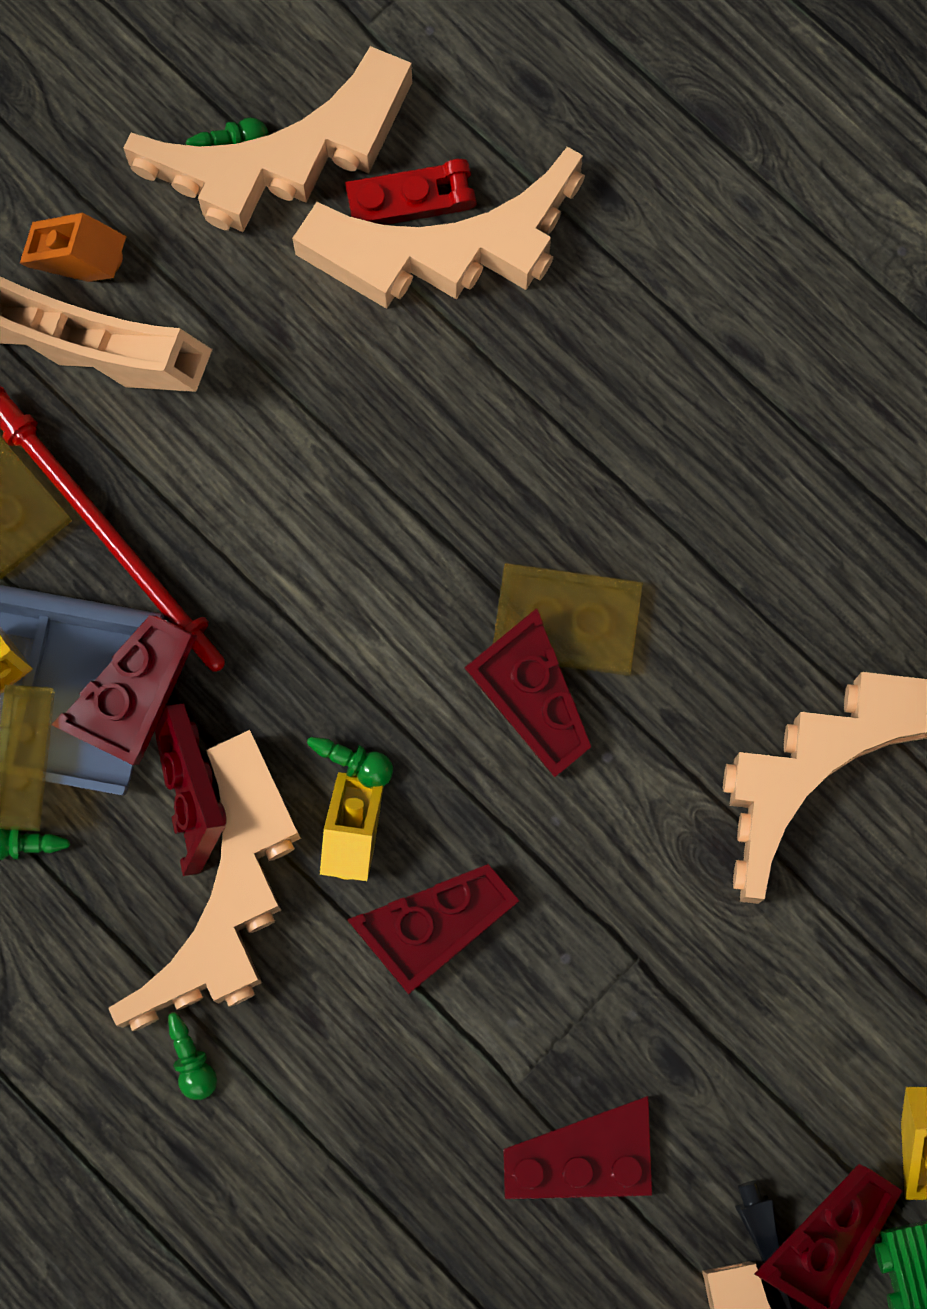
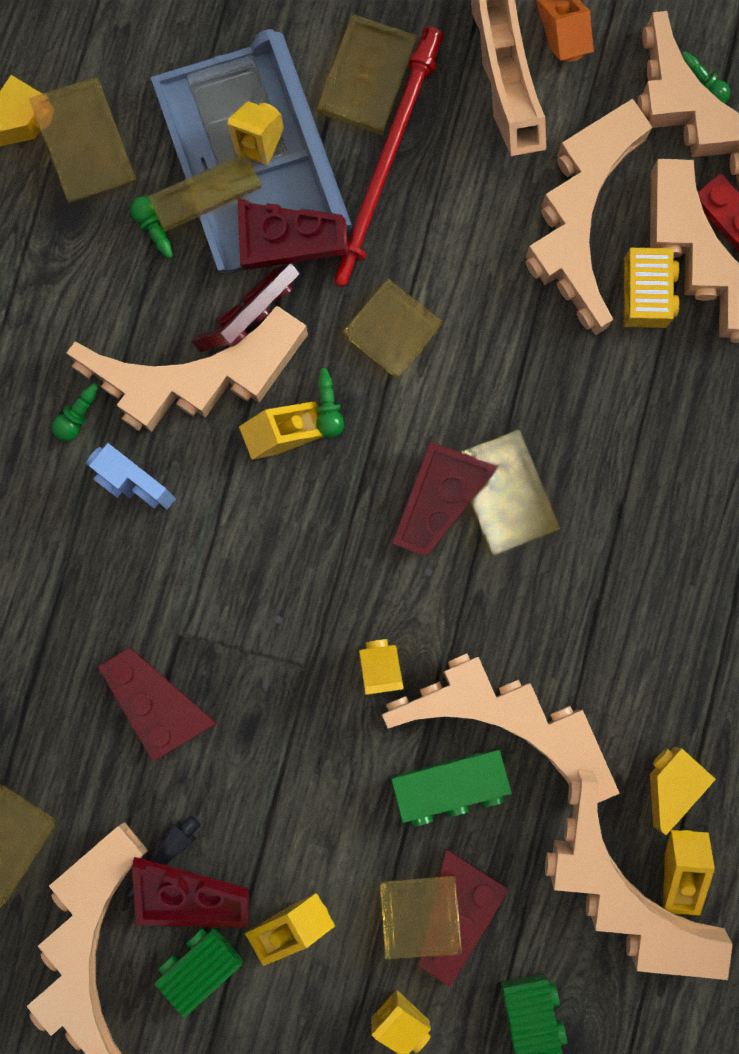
camera: 60 degrees right, 5 degrees up
(289, 363) = (569, 207): none -> light nougat arch
(297, 1040) = (121, 475): none -> light blue plate
(305, 637) = (392, 328): none -> clear yellow tile
(429, 330) = (650, 287): none -> yellow brick
(434, 925) = (247, 519): dark red wing -> none
(692, 869) = (380, 667): none -> yellow slope
(866, 868) = (451, 787): none -> green brick

